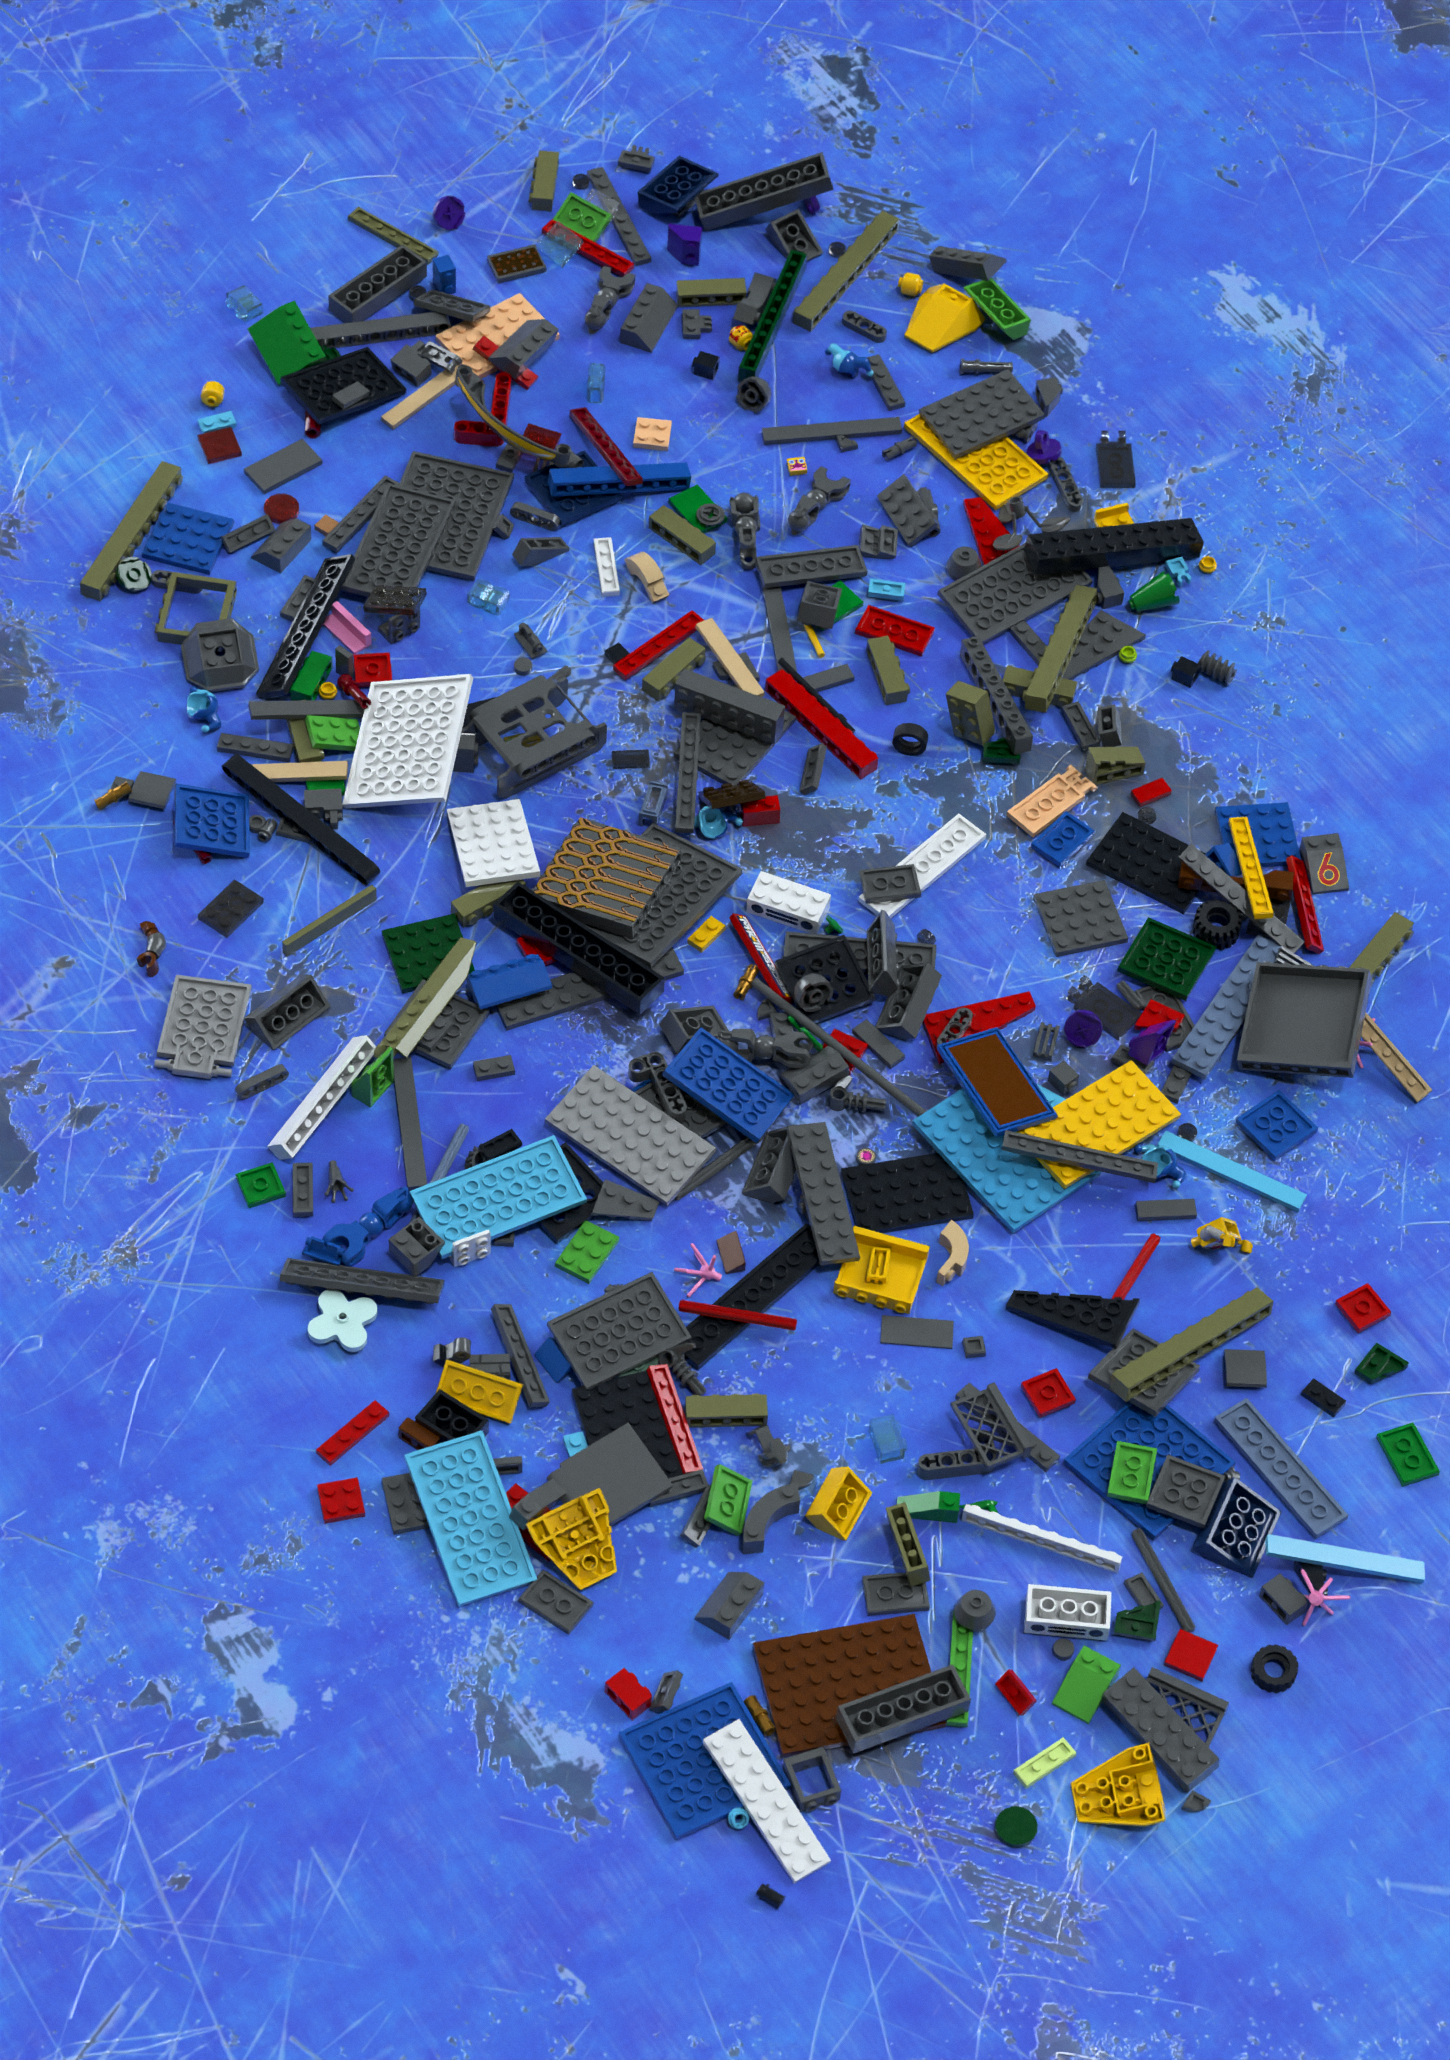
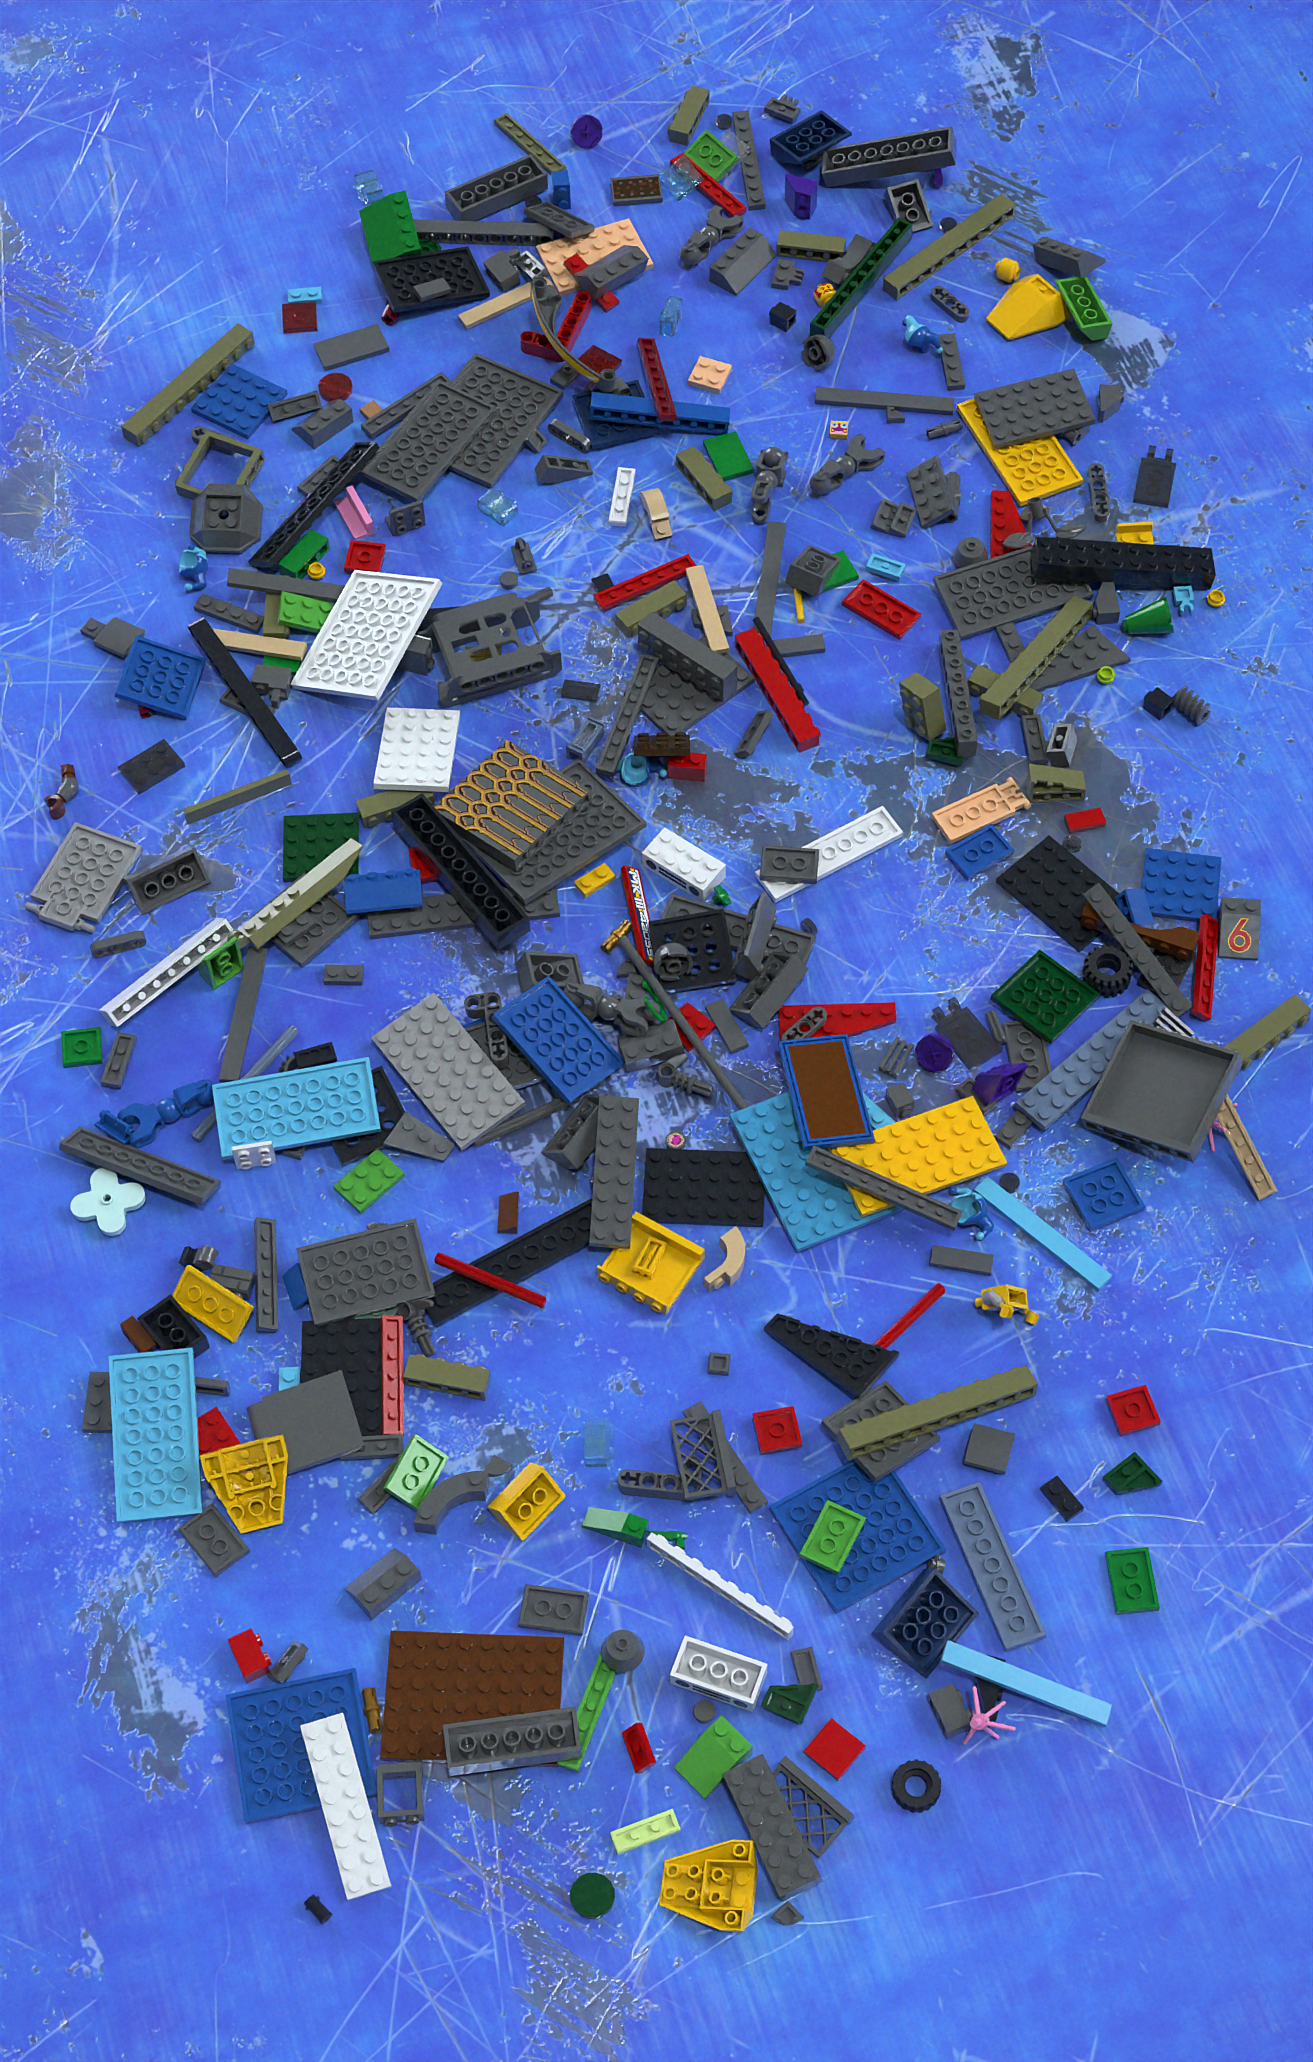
camera: 20 degrees right, 5 degrees up
(113, 795) = (80, 636): pearl gold pin -> none
(133, 574) = (175, 426): tile -> none
(212, 392) = (308, 267): yellow head -> none
(256, 822) = (205, 688): dark grey tile -> none
(265, 833) = (208, 699): dark grey pin -> none
(336, 1181) = (153, 1058): dark grey piece -> none
(341, 1500) = (44, 1385): red plate -> none
(344, 661) = (337, 546): dark grey tile -> none
(352, 689) = (337, 572): dark red pin -> none
(352, 1432) = (79, 1318): red plate -> none
(395, 600) = (401, 494): clear smoke plate -> none
(416, 1246) = (200, 1141): dark grey slope -> none
(536, 1503) = (224, 1433): dark grey slope -> none
(705, 511) = (734, 458): dark grey gear -> none
(706, 1271) = (476, 1228): bright pink plant -> none
(740, 1823) = (313, 1822): medium azure plate -> none
(773, 1449) = (478, 1434): dark grey piece -> none
(811, 566) = (818, 531): dark grey plate -> none
(887, 670) = (859, 648): olive brick -> none
(907, 747) = (852, 727): black tyre -> none
(908, 1544) = (578, 1562): olive brick -> none
(917, 1332) = (667, 1335): dark grey piece -> none
(977, 366) = (1047, 361): dark grey pin -> none
(1044, 448) = (1086, 453): dark purple tile -> none
(1080, 918) = (972, 936): dark grey plate -> none
(1158, 1013) = (1017, 1052): red wing -> none
(1163, 1580) = (831, 1661): dark grey axle -> none
(1185, 1491) = (881, 1570): dark grey plate -> none
(1250, 868) = (1156, 920): yellow tile -> none

